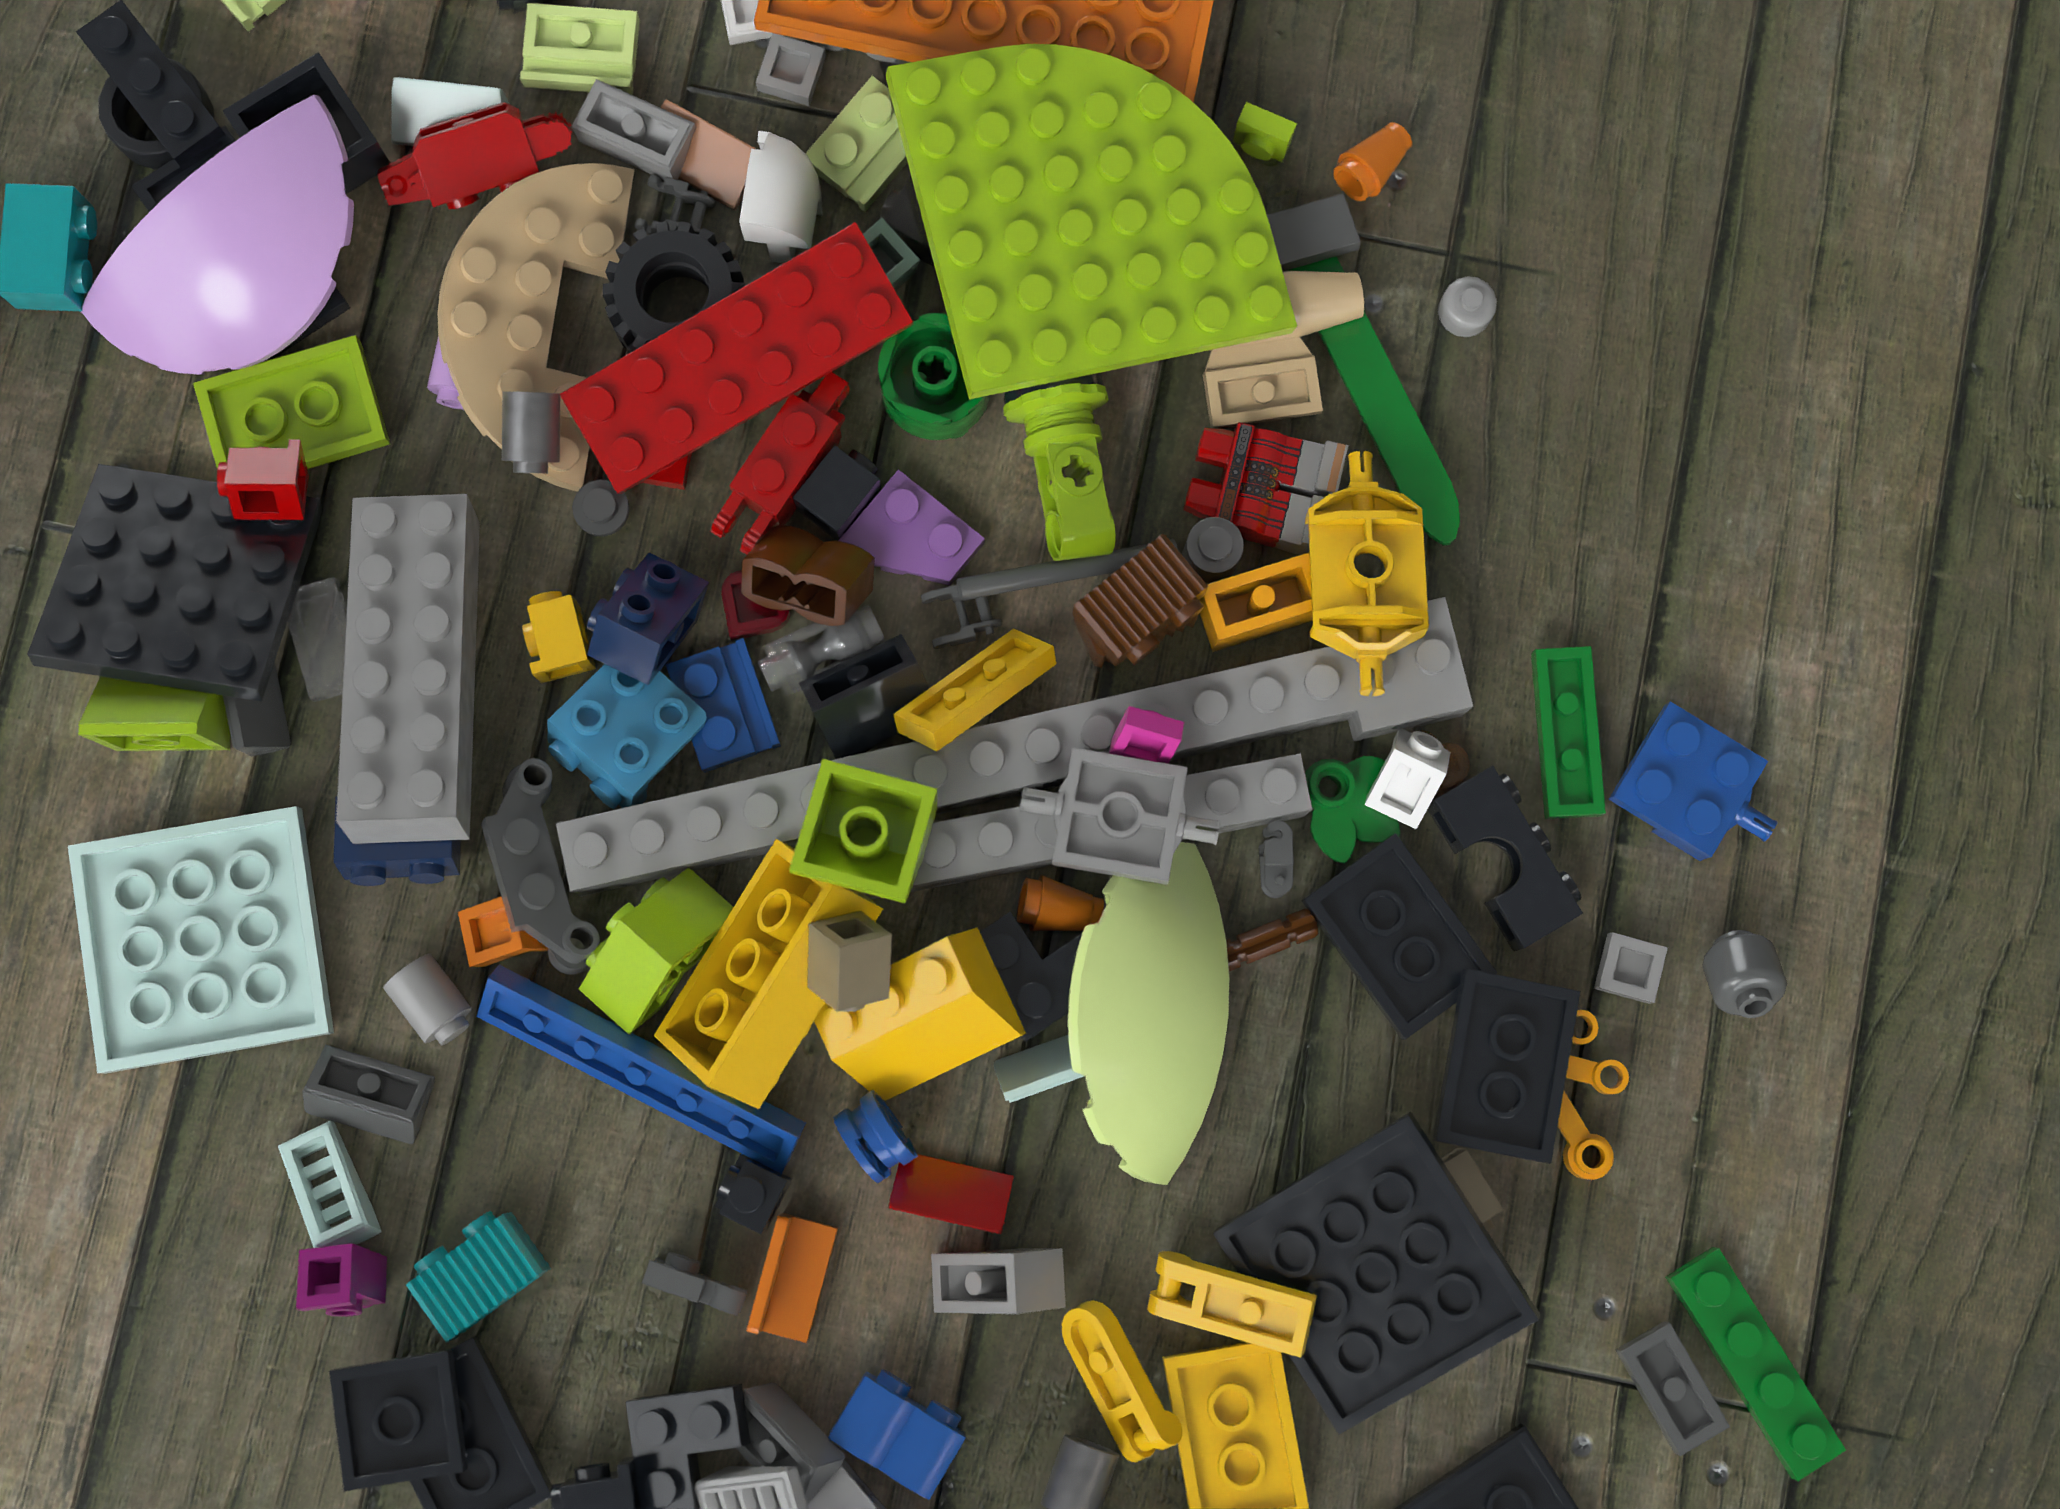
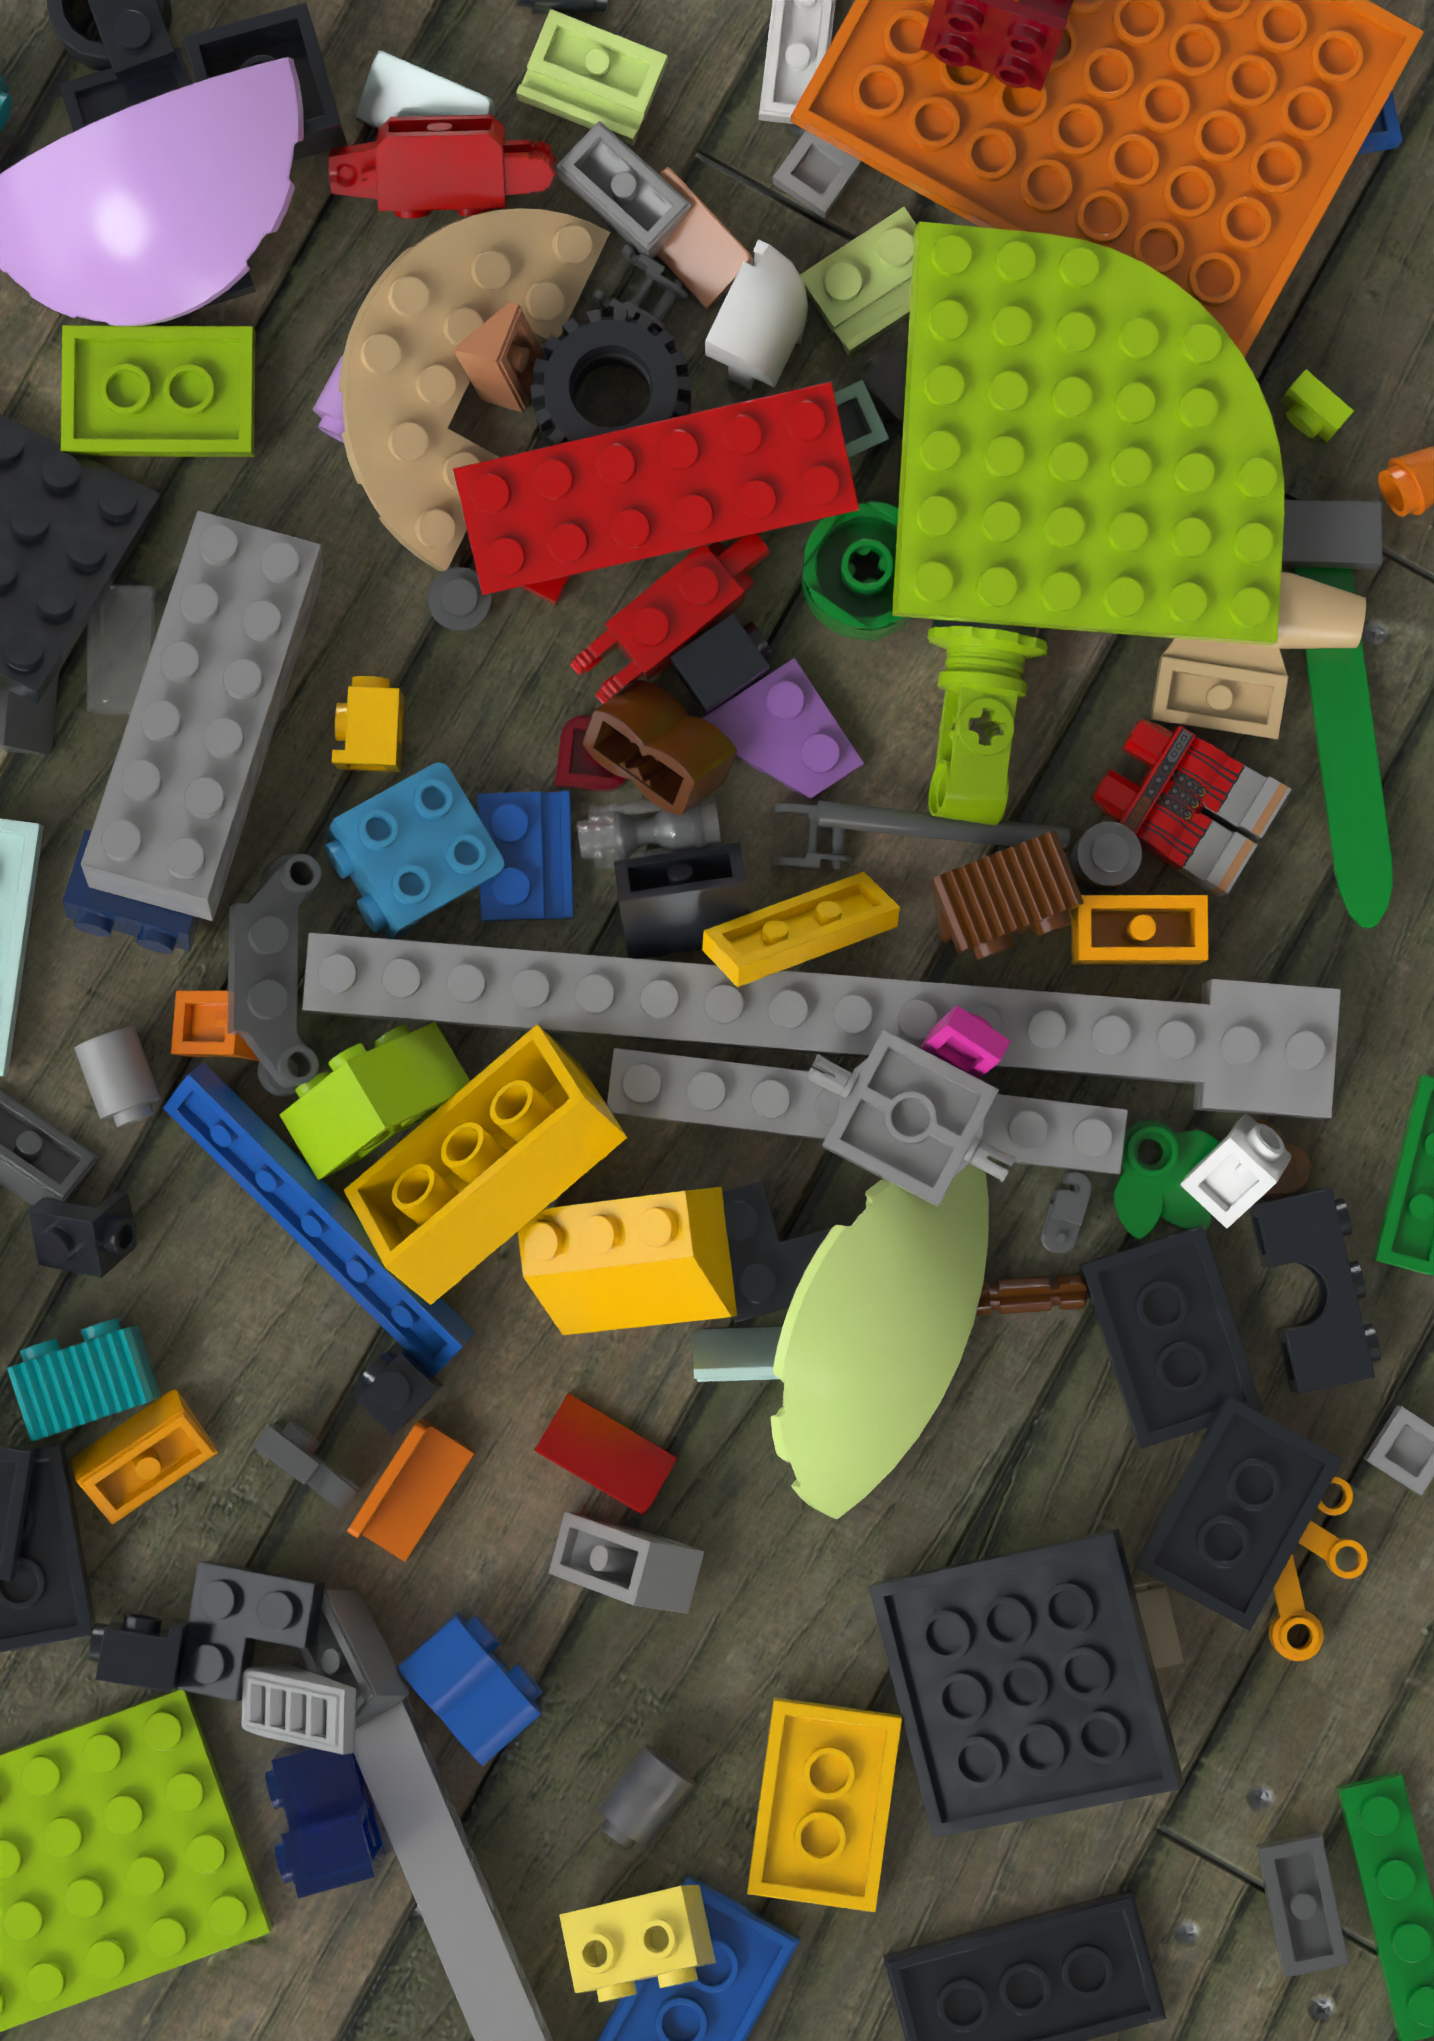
camera: 25 degrees right, 5 degrees up
(265, 482) = (109, 463): red brick -> none
(439, 1148) = (83, 1236): none -> black bracket
(530, 430) = (410, 497): flat silver brick -> none
(549, 1325) = (142, 1456): none -> light orange slope
(573, 294) = (502, 358): none -> nougat slope
(646, 617) = (472, 739): dark blue brick -> none
(849, 961) = (573, 1183): dark tan brick -> none
(865, 831) = (633, 1052): lime slope -> none
(875, 1136) = (543, 1371): blue wheel -> none
(1056, 906) = (815, 1188): orange cone -> none
(1118, 1382) = (718, 1708): yellow plate -> none
(1232, 1304) = (864, 1667): yellow plate -> none
(1361, 613) = (1233, 977): yellow plate -> none

